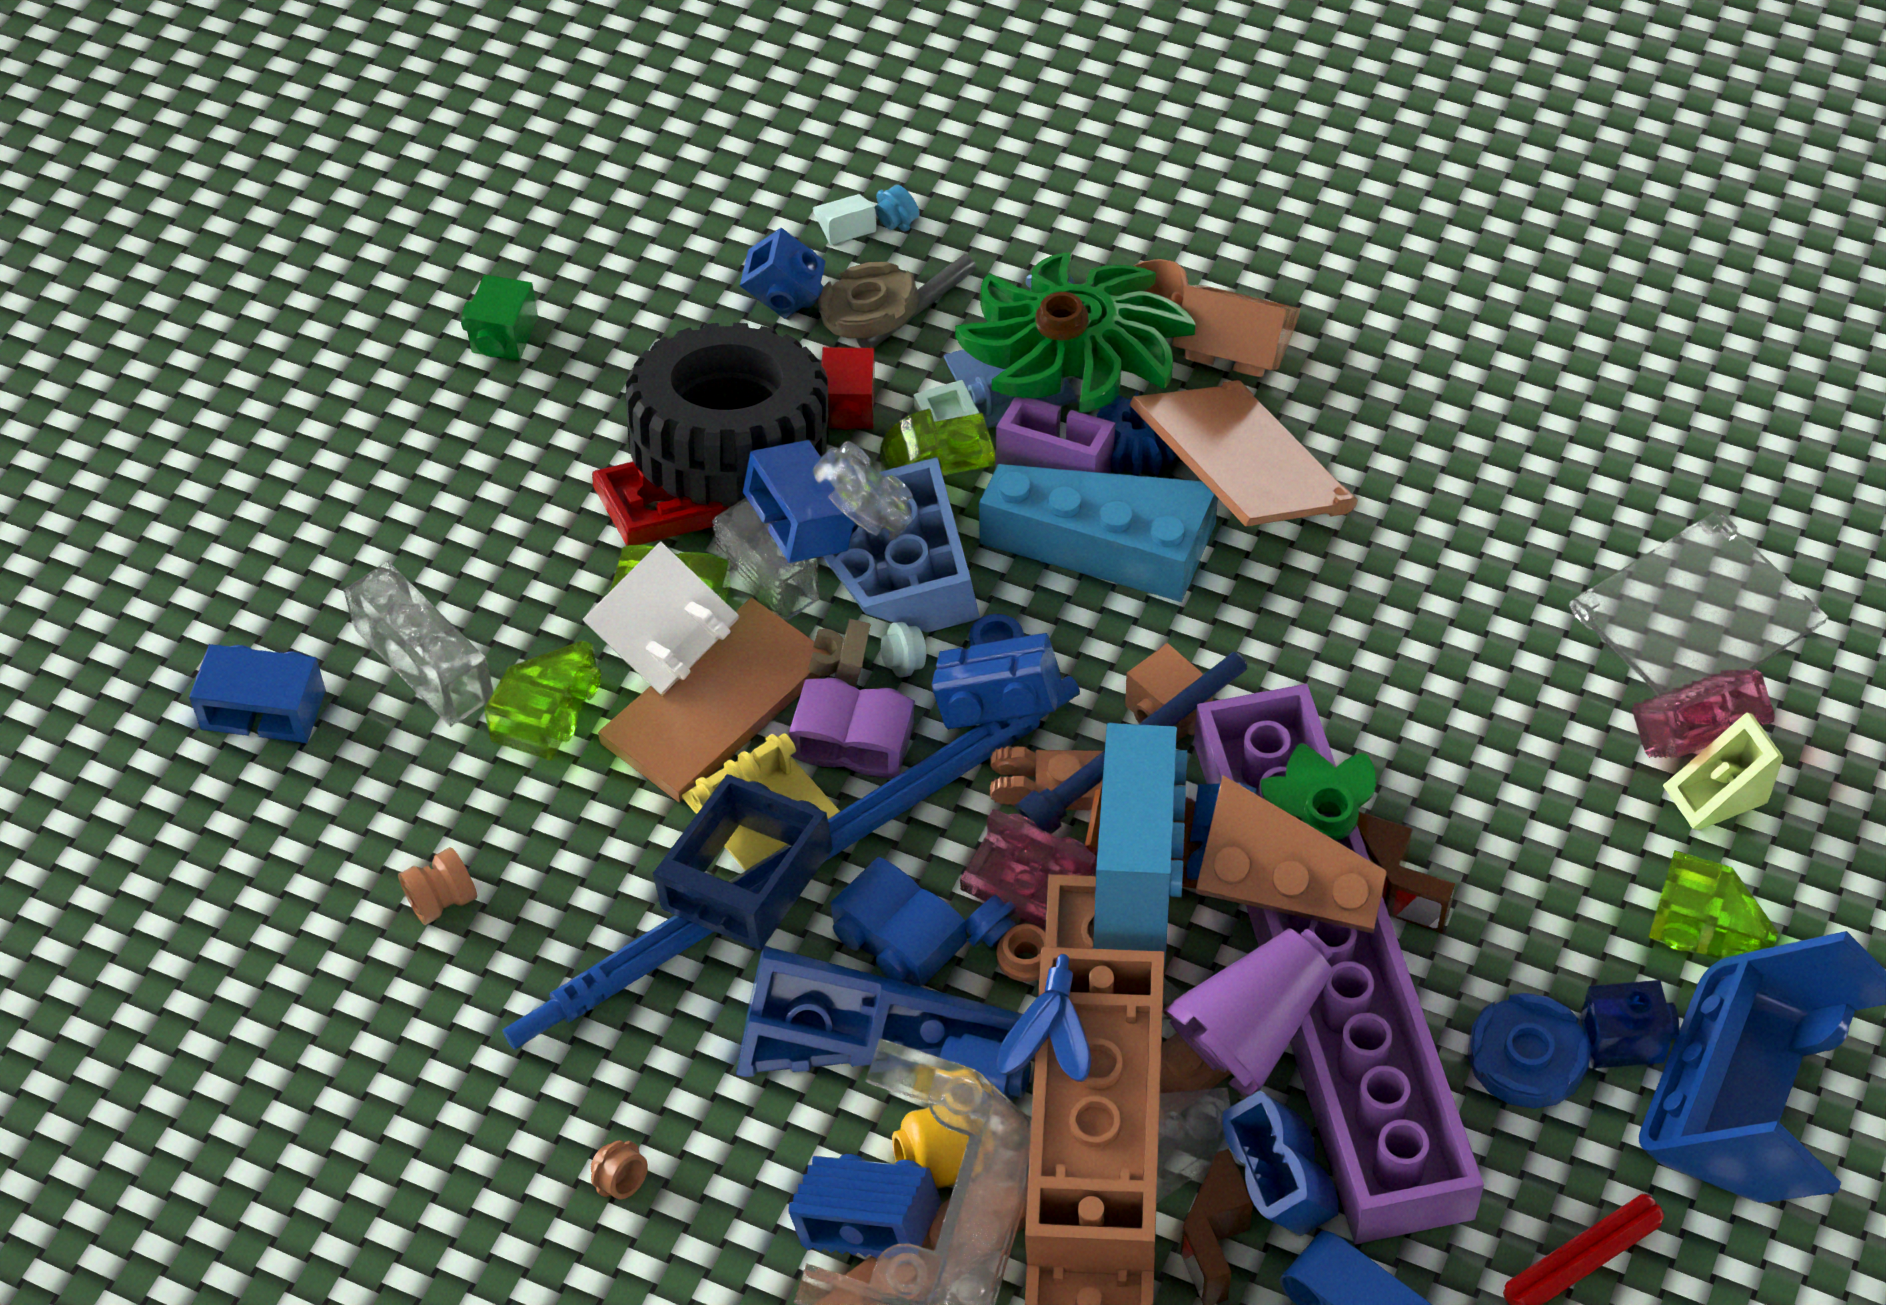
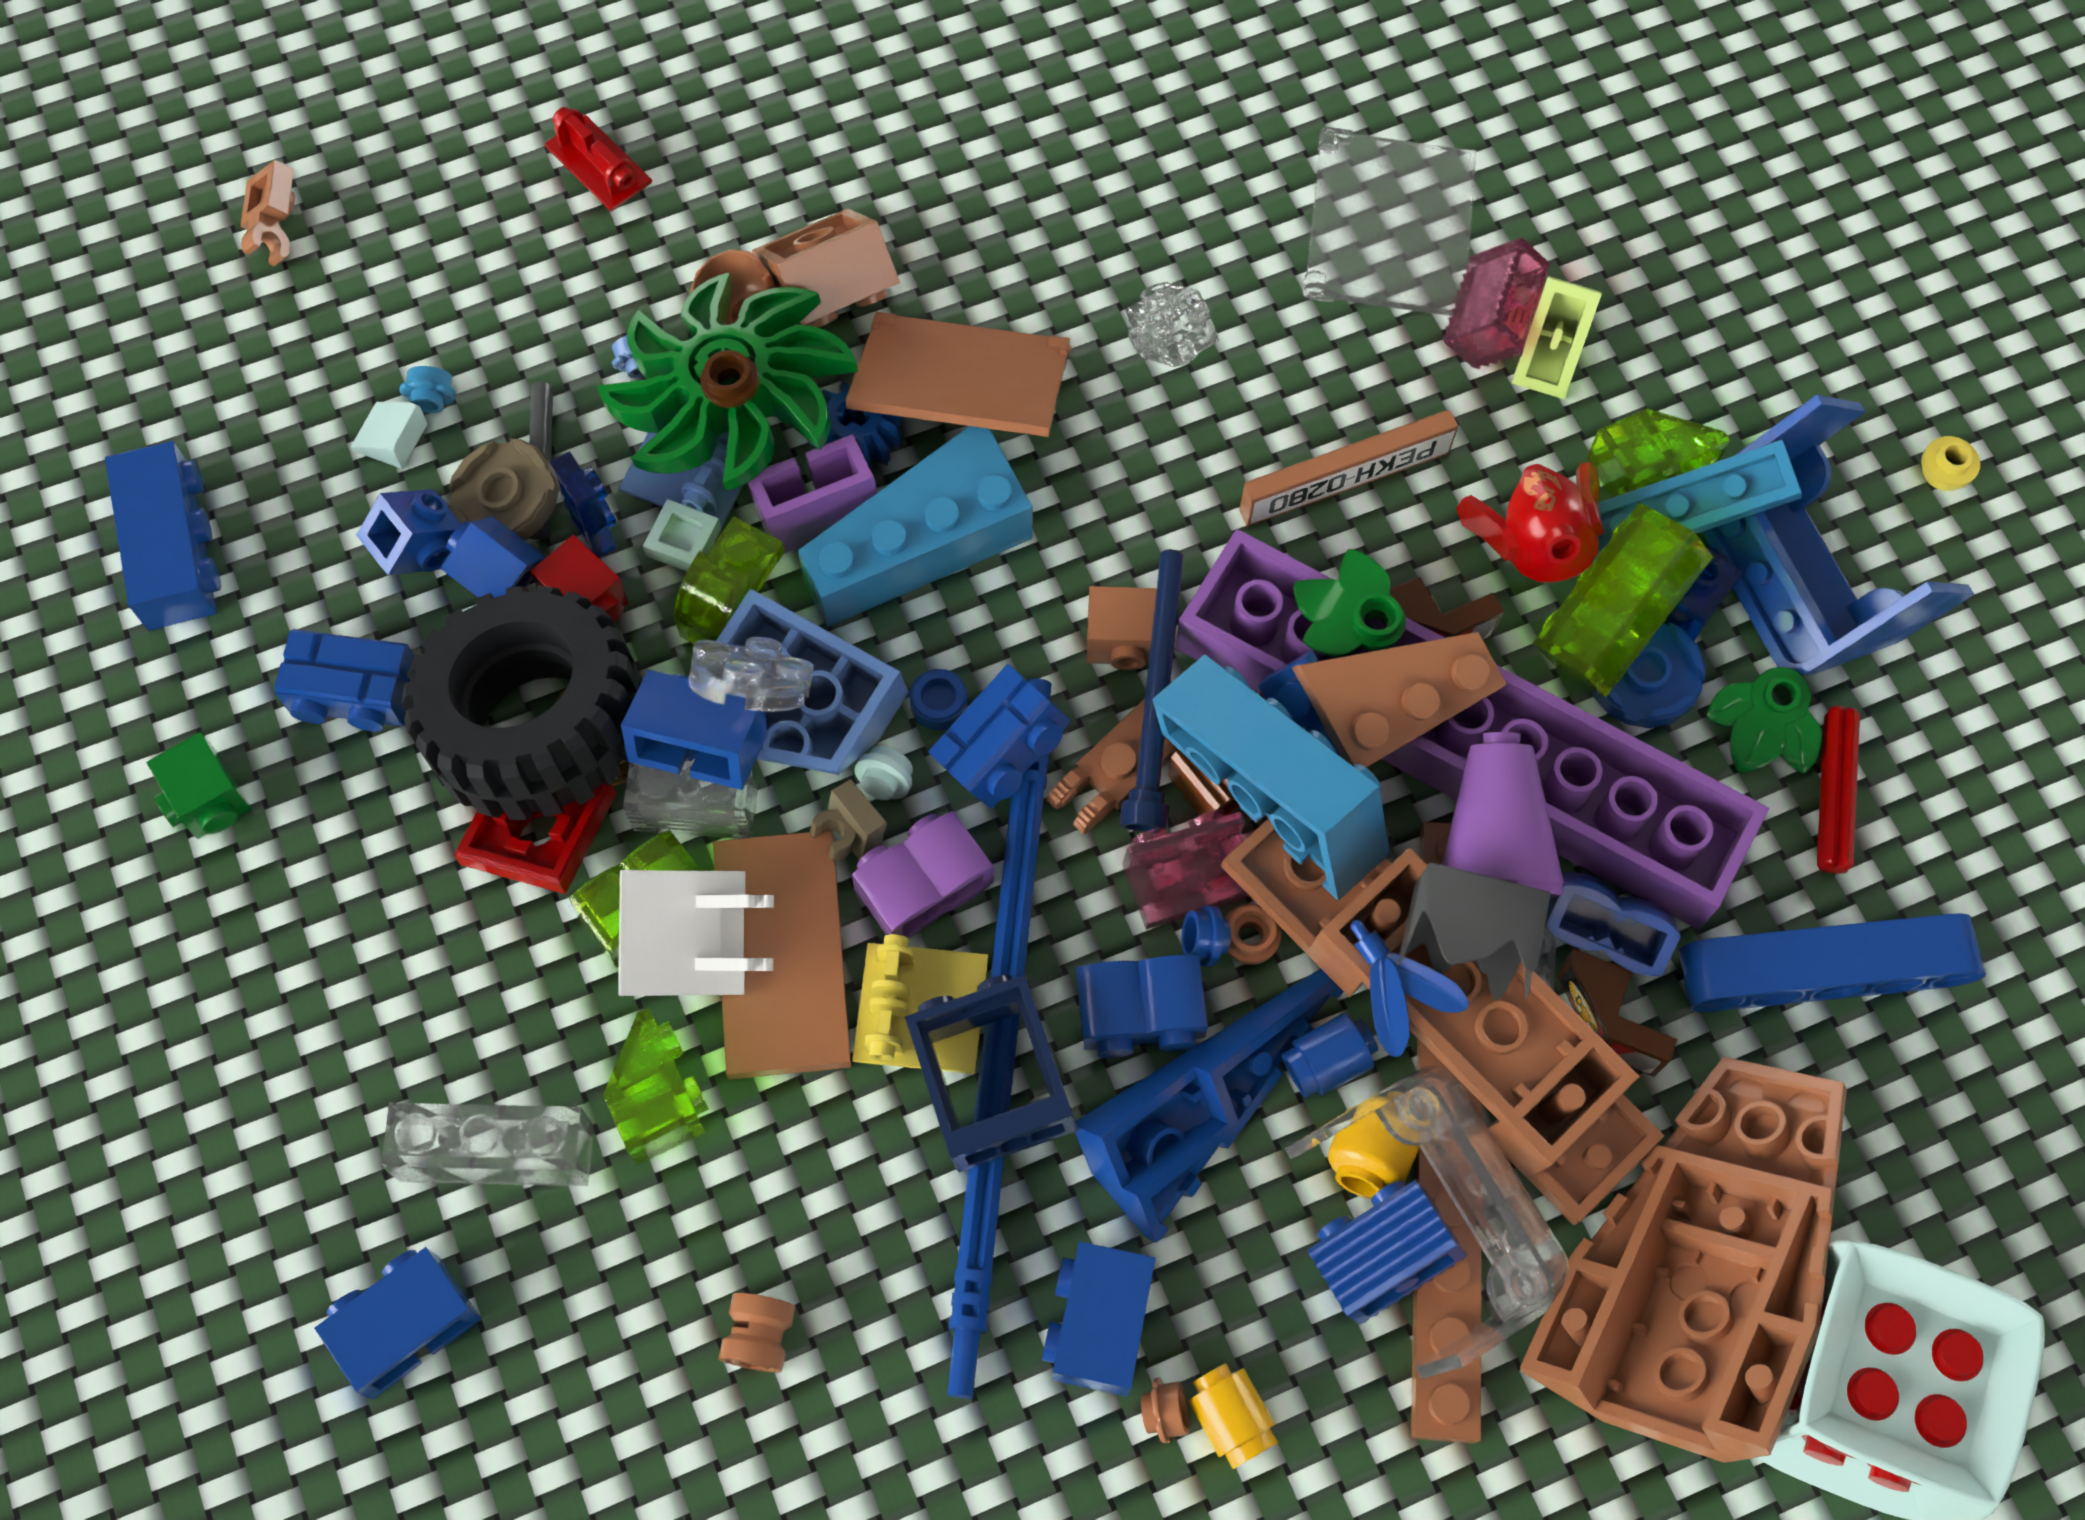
camera: 50 degrees left, 15 degrees up
(640, 315) = (344, 679): none -> blue brick
(641, 1071) = (1101, 1318): none -> blue brick
(643, 168) = (162, 535): none -> blue brick
(653, 1211) = (1232, 1415): none -> yellow brick
(810, 318) = (489, 557): none -> blue brick
(900, 331) = (585, 502): none -> clear blue plate
(927, 33) = (265, 204): none -> nougat plate
(1145, 1020) = (1478, 919): none -> dark grey piece
(1164, 154) = (595, 159): none -> red hinge
(1432, 559) = (1170, 324): none -> clear brick
(1457, 731) = (1347, 467): none -> tile
(1544, 869) = (1547, 526): none -> red piece
(1546, 966) = (1623, 598): none -> clear neon green brick
(1574, 1162) = (1763, 727): none -> green plate
(1676, 950) = (1712, 493): none -> dark azure plate

